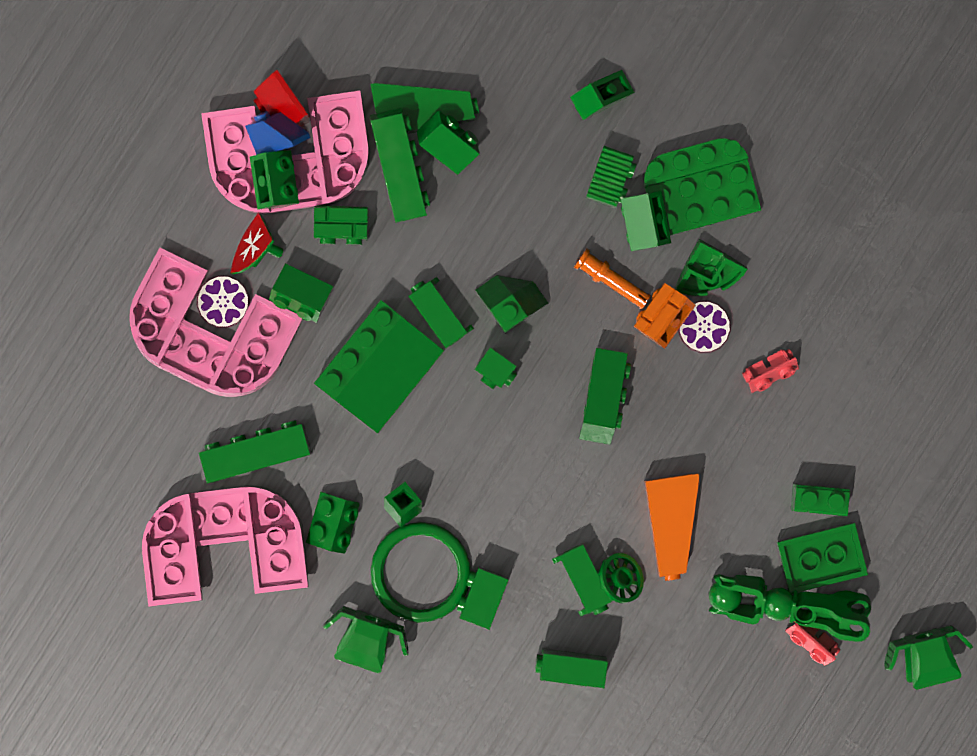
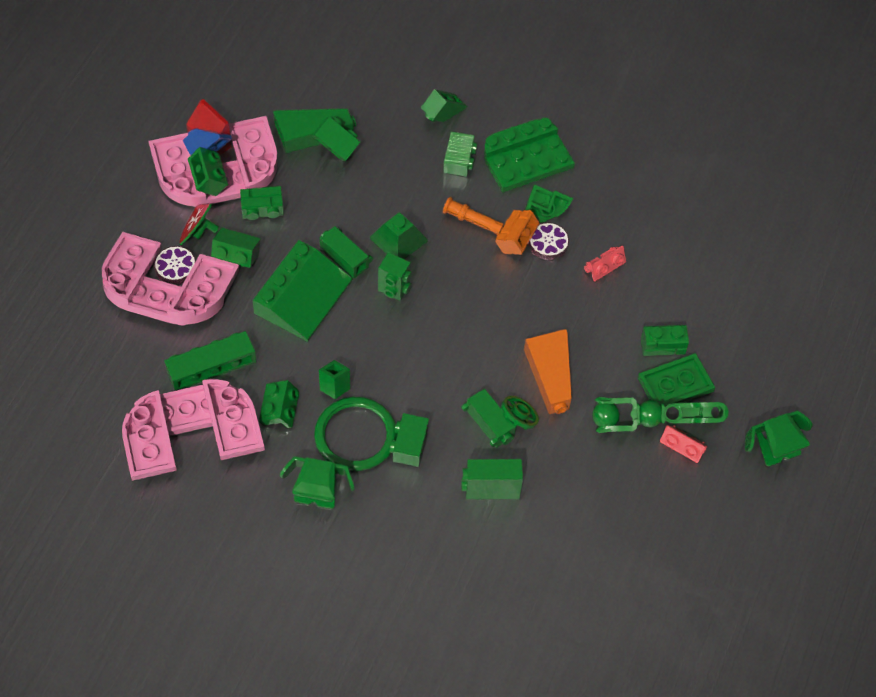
camera: 15 degrees left, 30 degrees down
(398, 164) = (300, 155): green brick -> none
(604, 396) = (482, 291): green wedge -> none
(645, 221) = (490, 174): brick -> none

